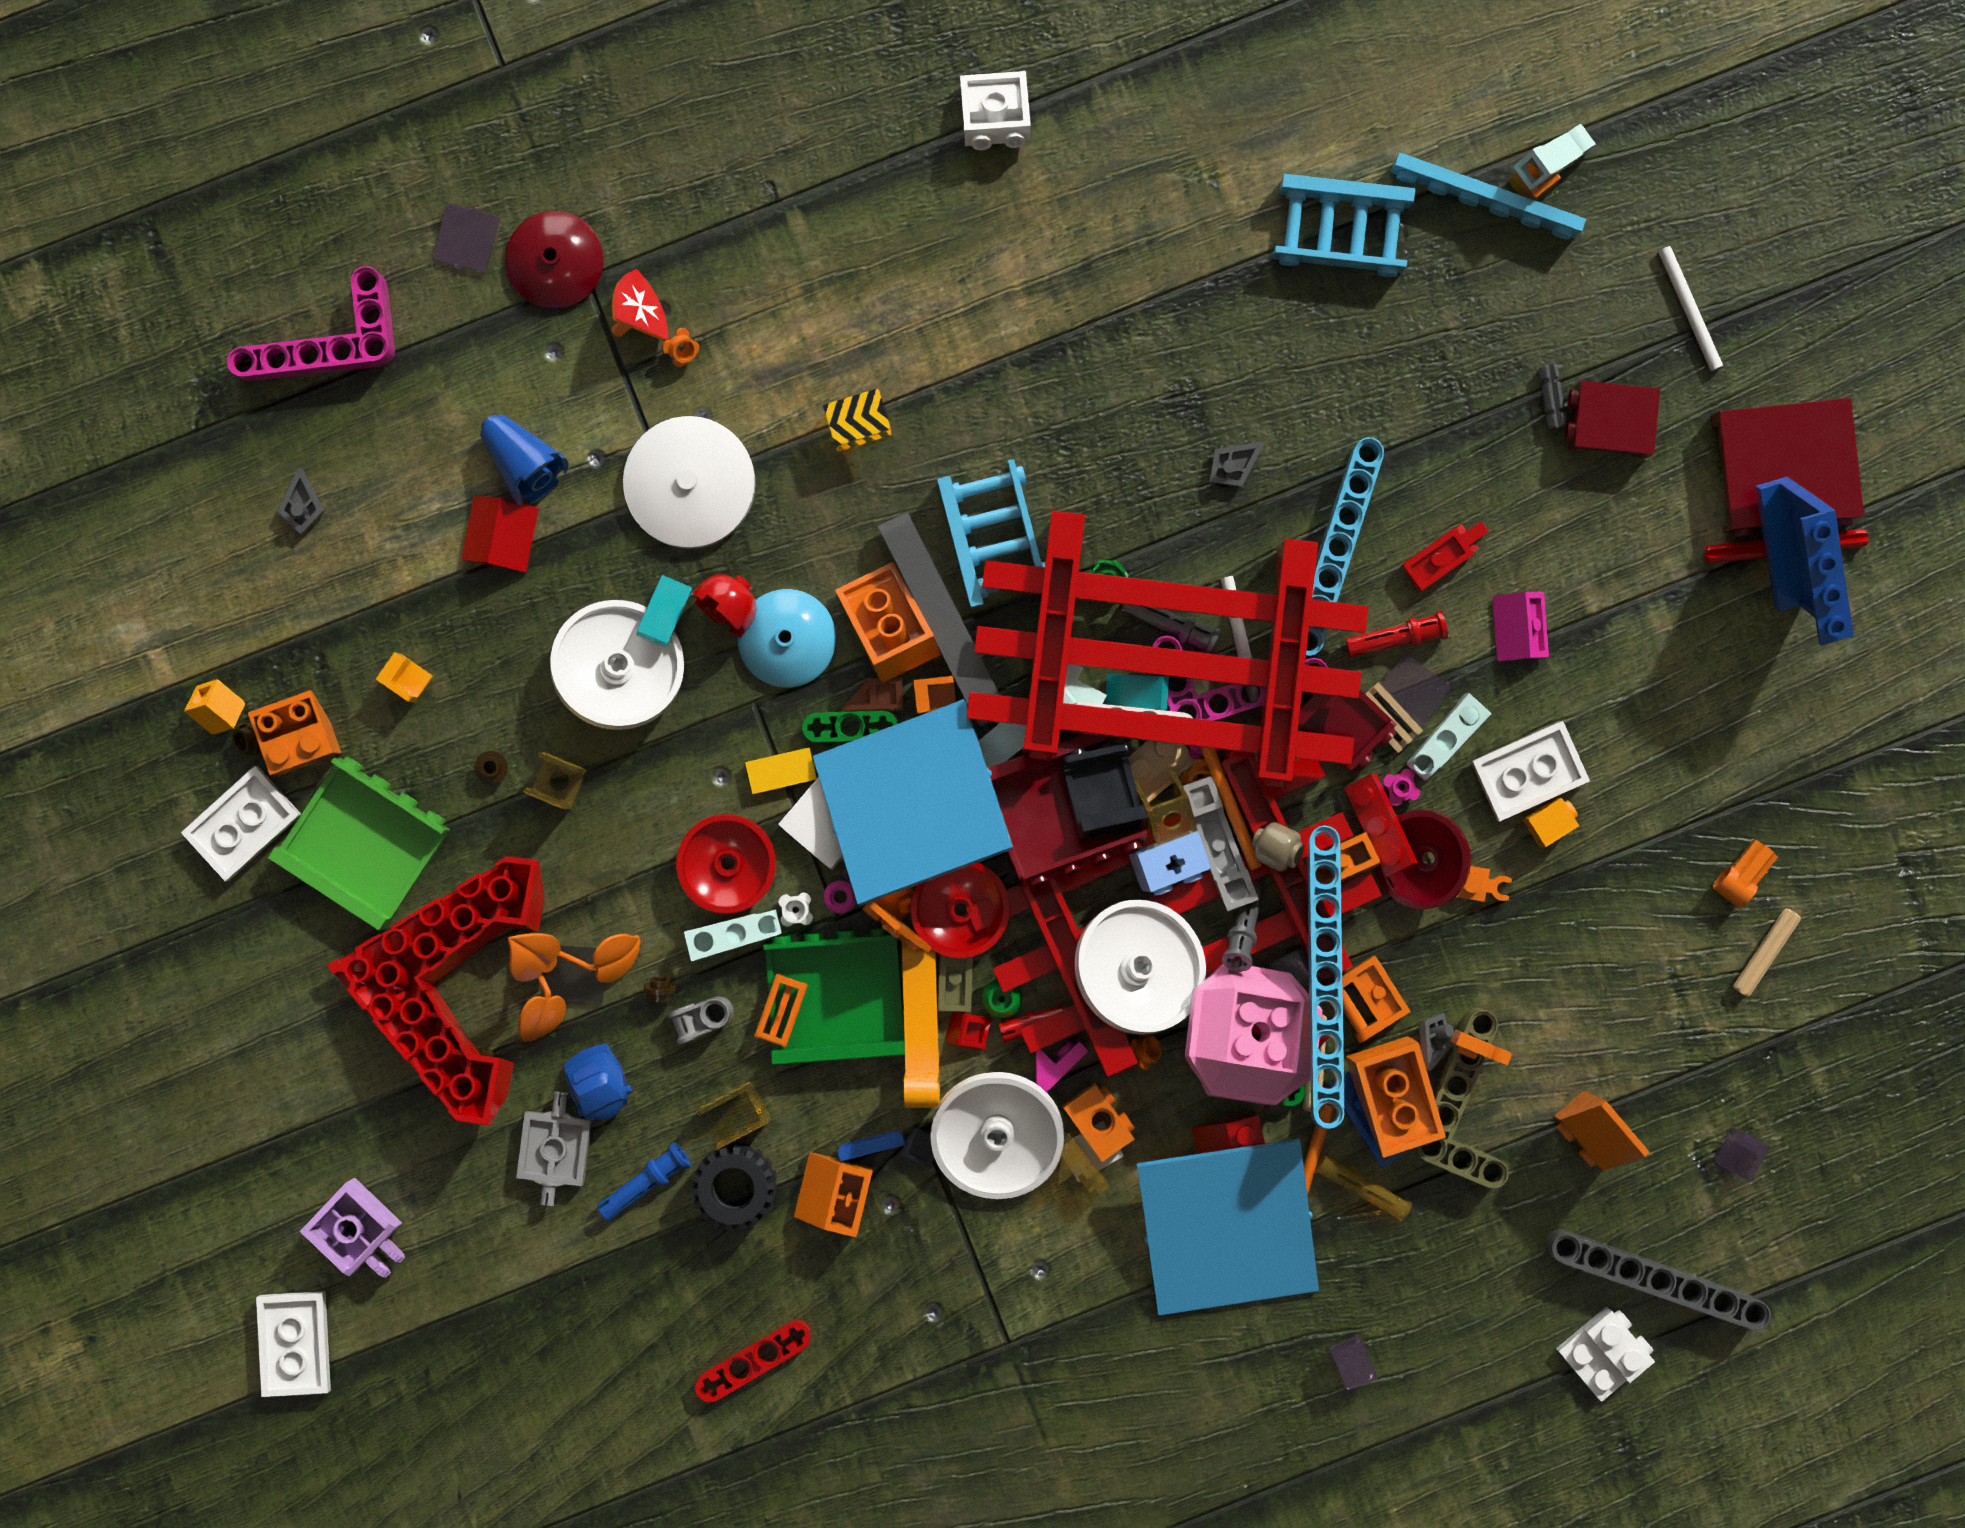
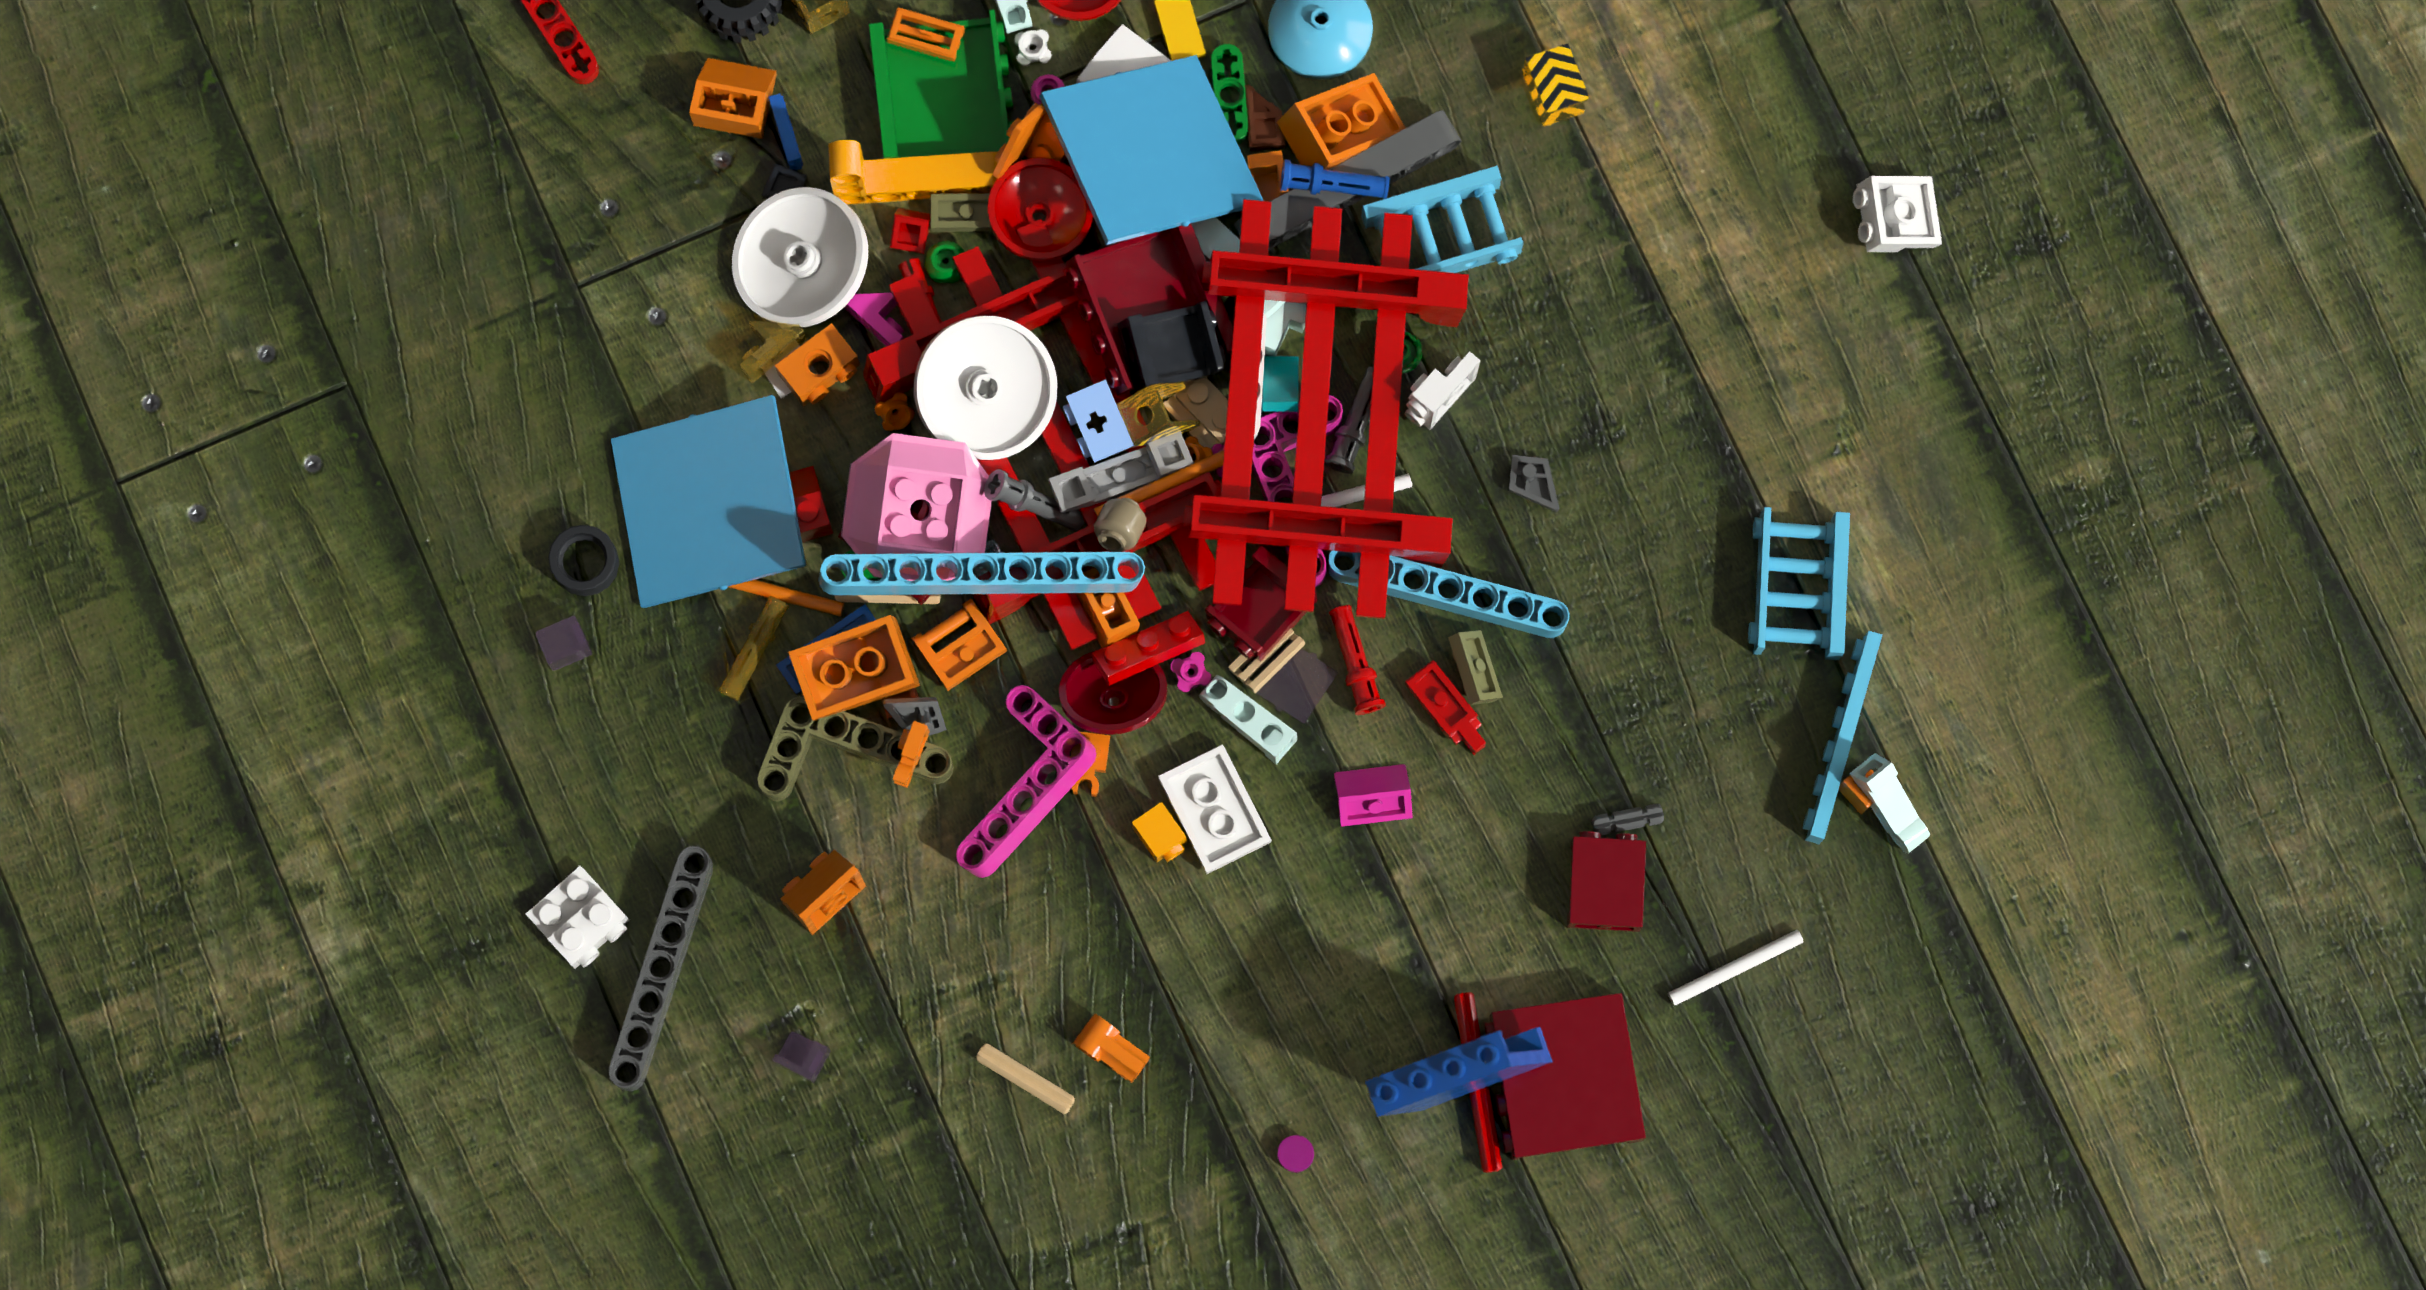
camera: 85 degrees right, 10 degrees down
(947, 646) = (1316, 179): none -> blue pin
(1159, 550) = (1437, 393): none -> white plate
(1275, 1368) = (579, 533): none -> black tyre
(1409, 526) = (1475, 667): none -> olive plate
(1506, 934) = (1029, 785): none -> dark pink beam
(1843, 712) = (1295, 1154): none -> magenta tile

